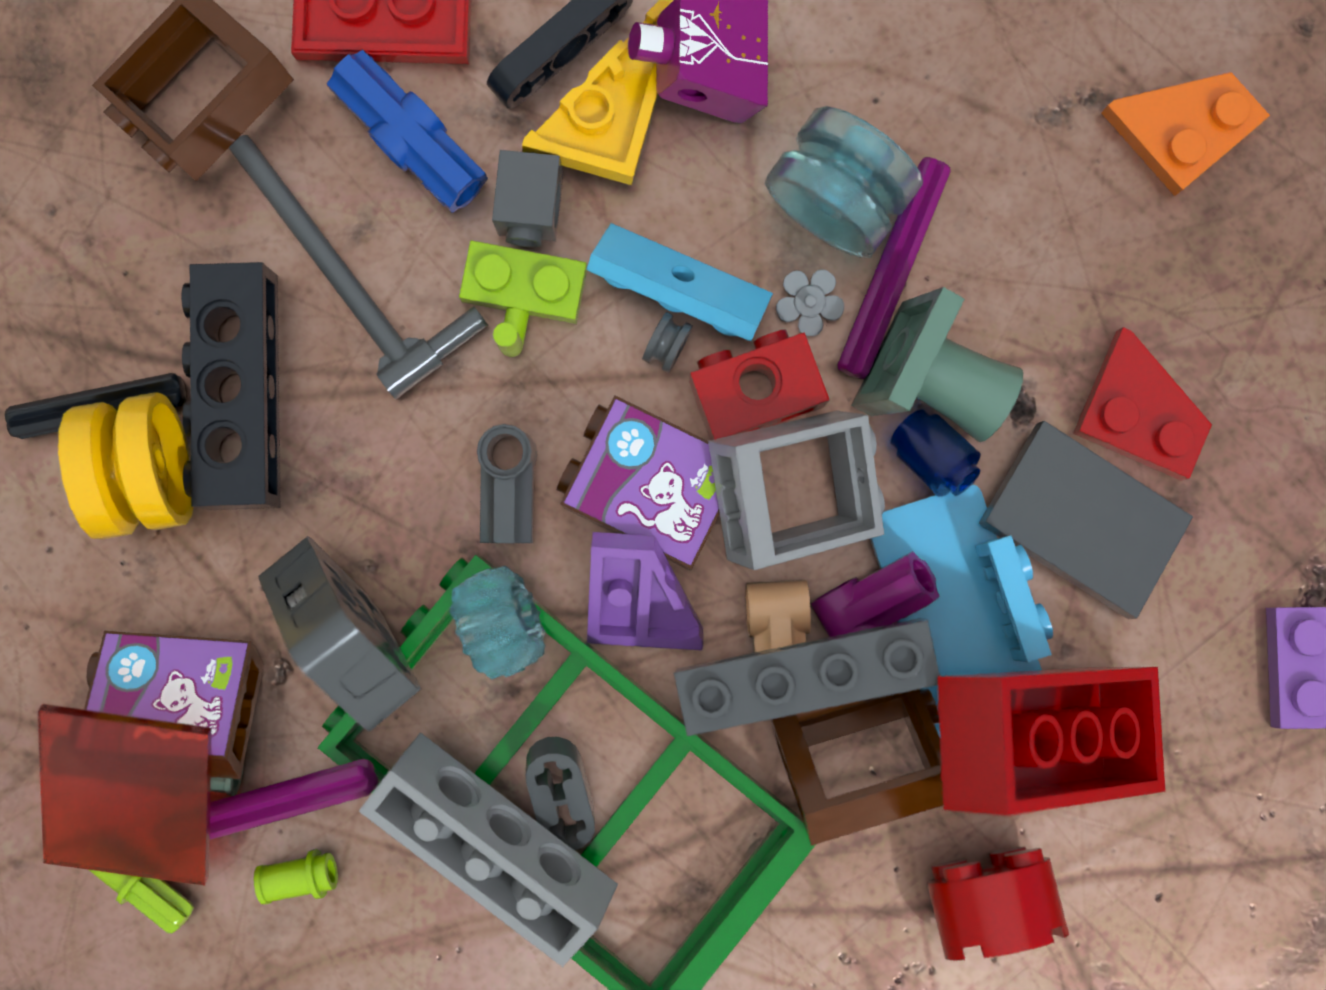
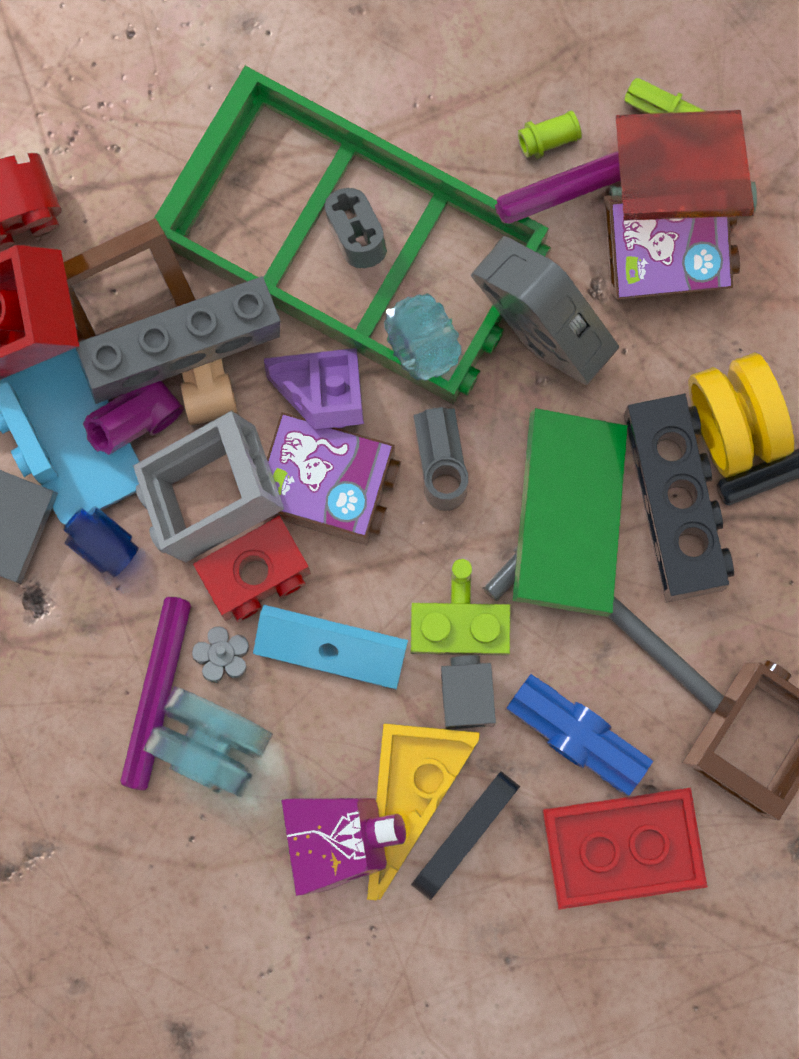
camera: 175 degrees right, 5 degrees down
(363, 389) = (570, 513): none -> green tile
(491, 850) = (399, 174): light grey brick -> none
(667, 342) = (332, 596): dark grey bush -> none
(927, 366) = (121, 607): sand green plant -> none

